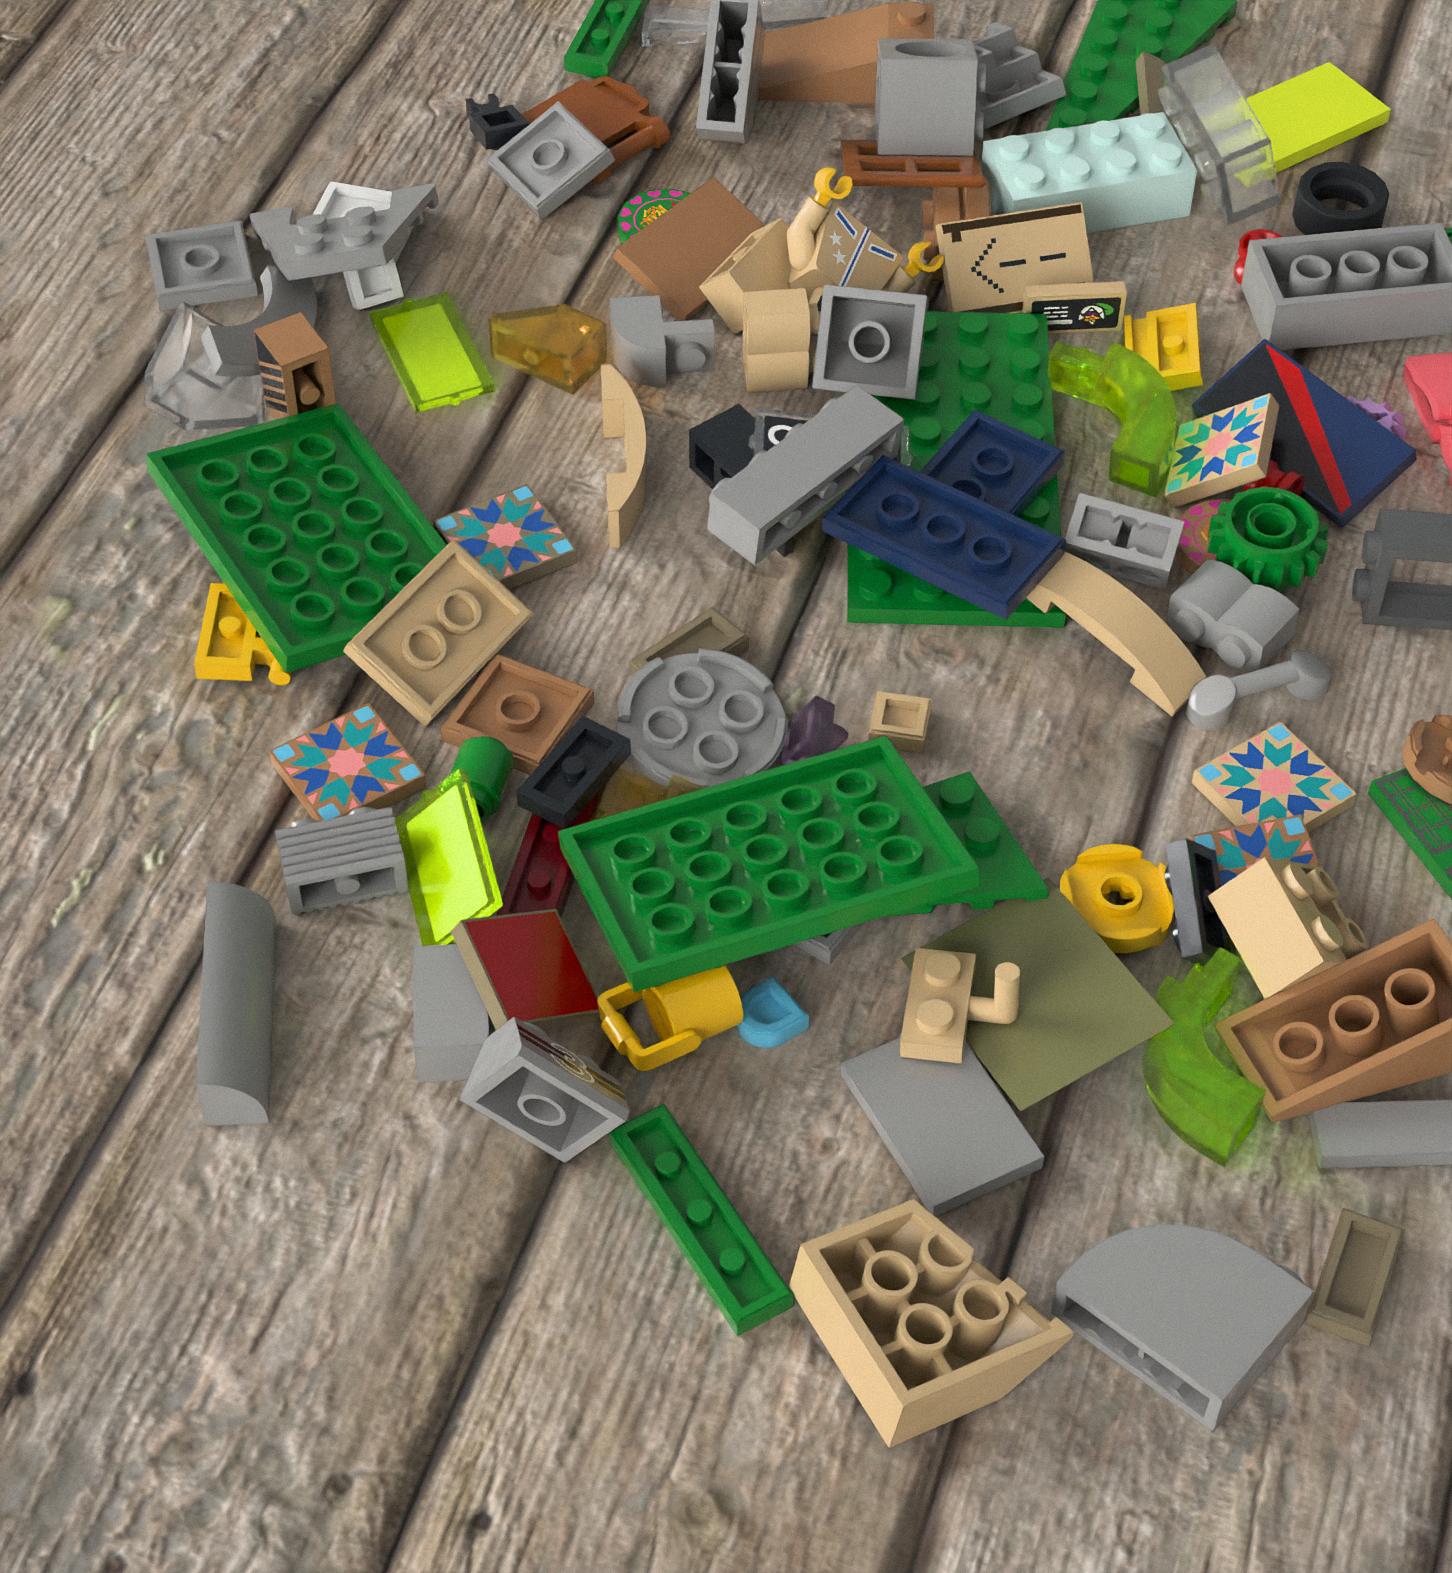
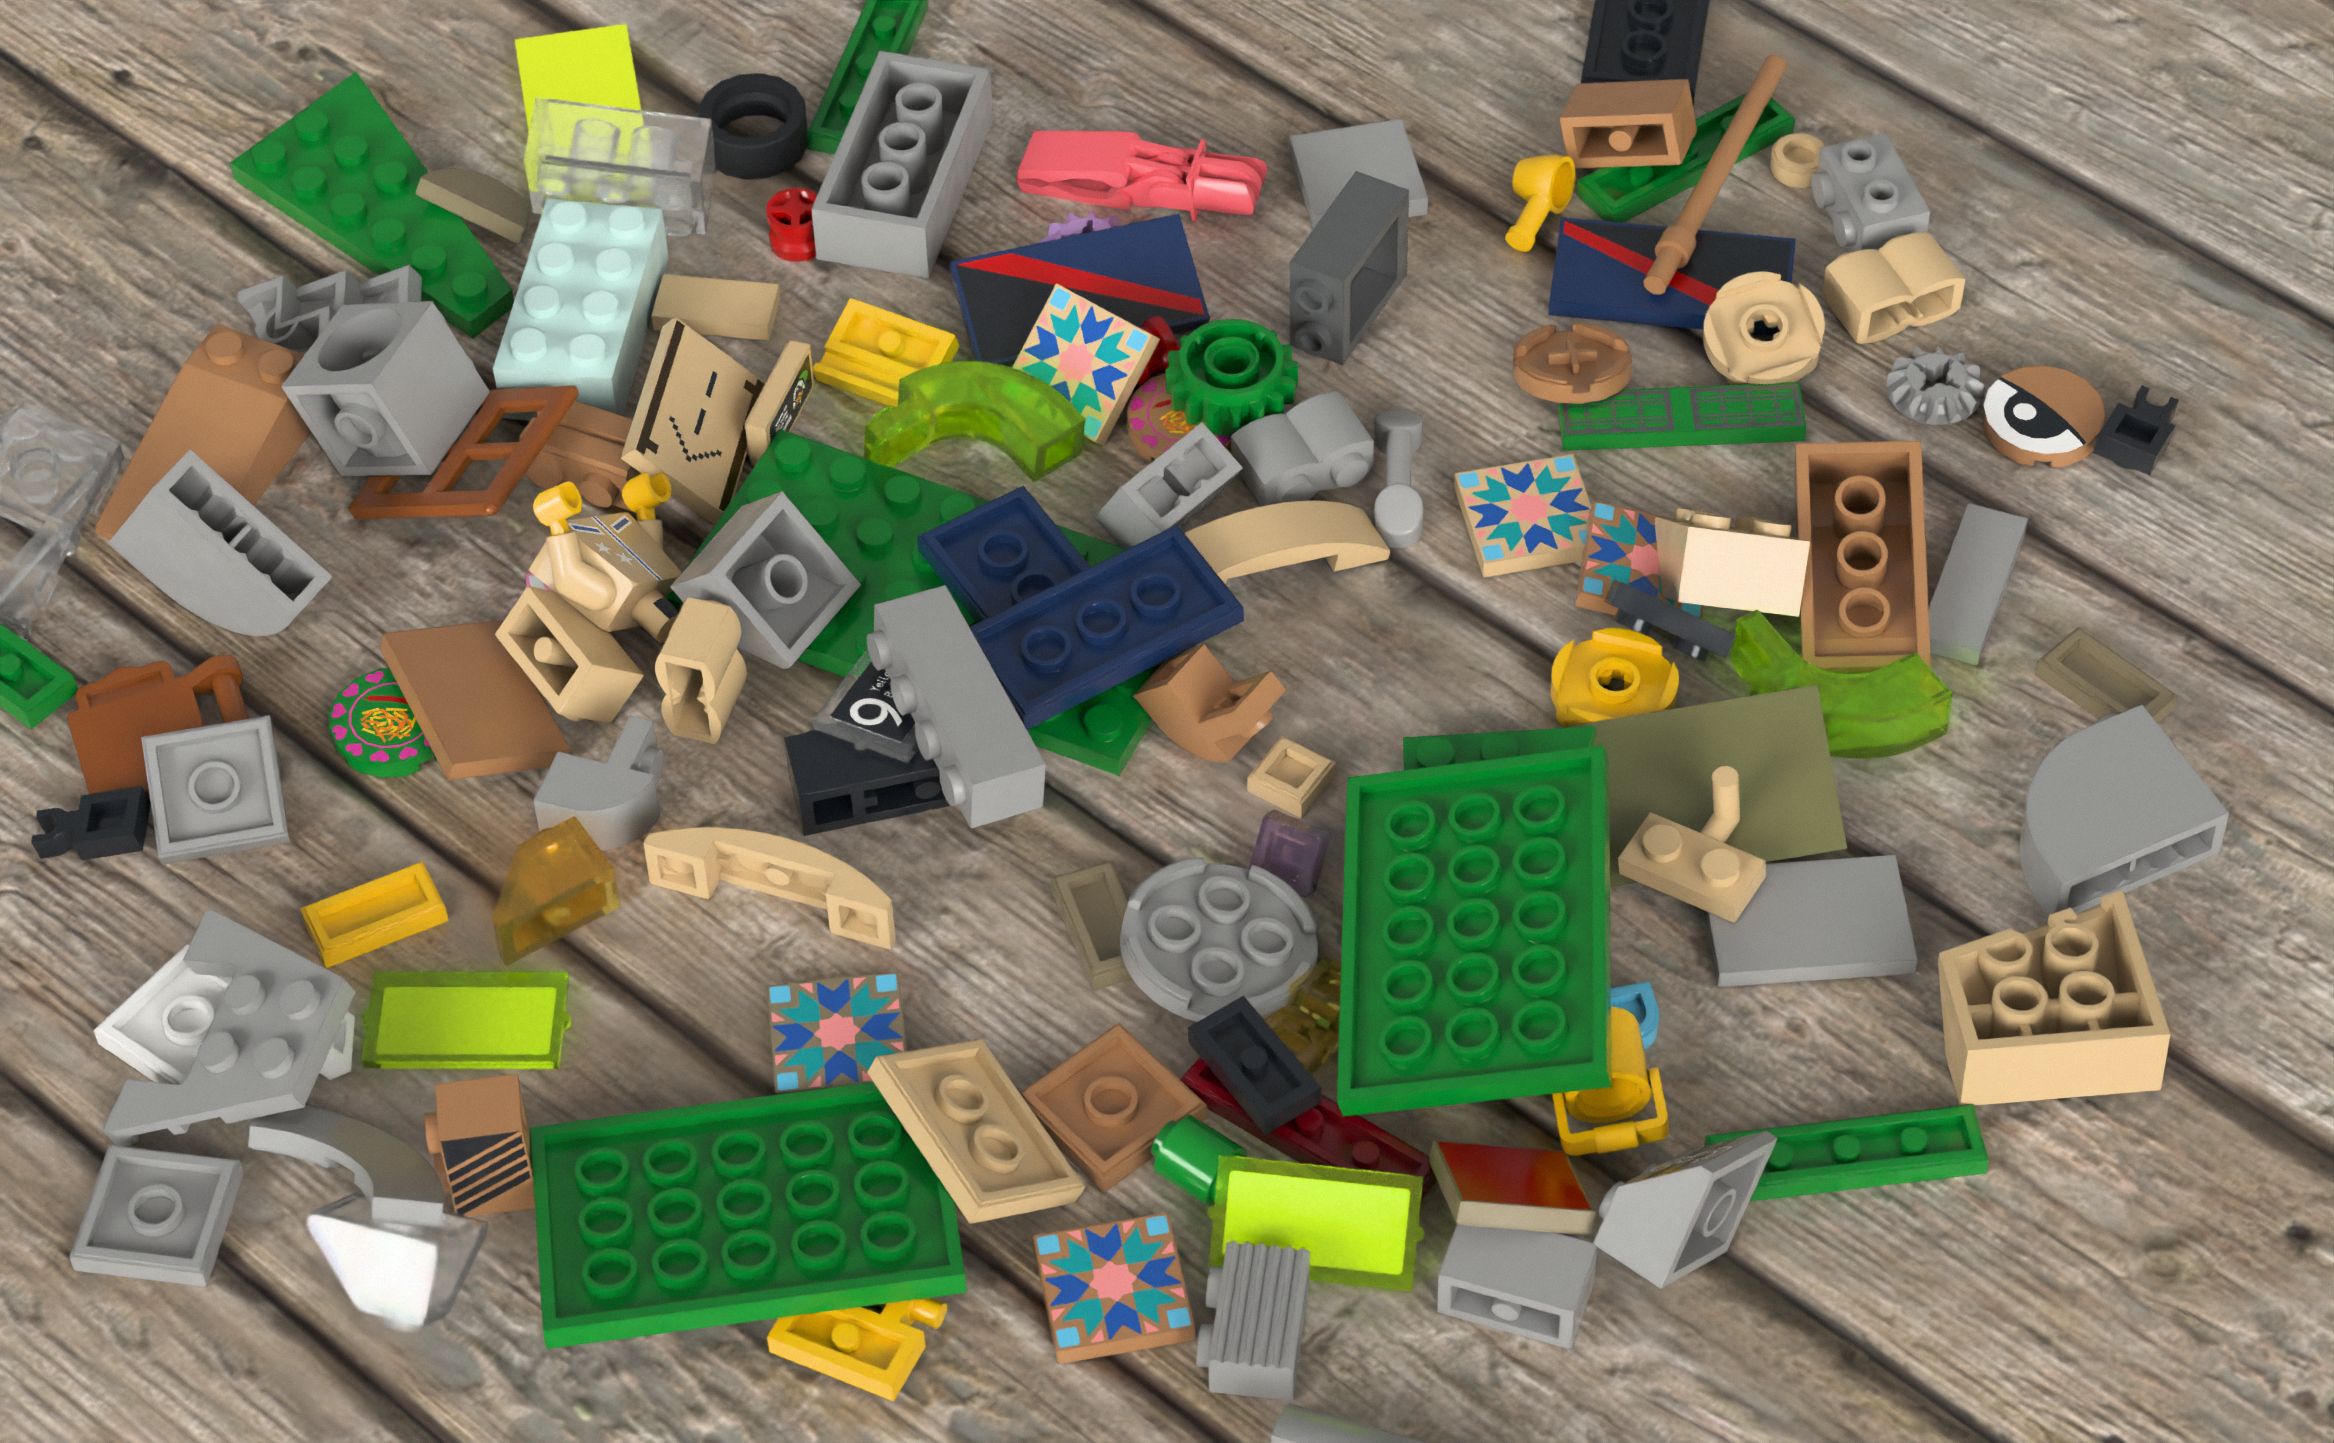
camera: 65 degrees left, 0 degrees up
(496, 275) = (374, 914): none -> yellow tile
(924, 636) = (1203, 705): none -> medium nougat brick
(1153, 250) = (717, 306): none -> tan tile

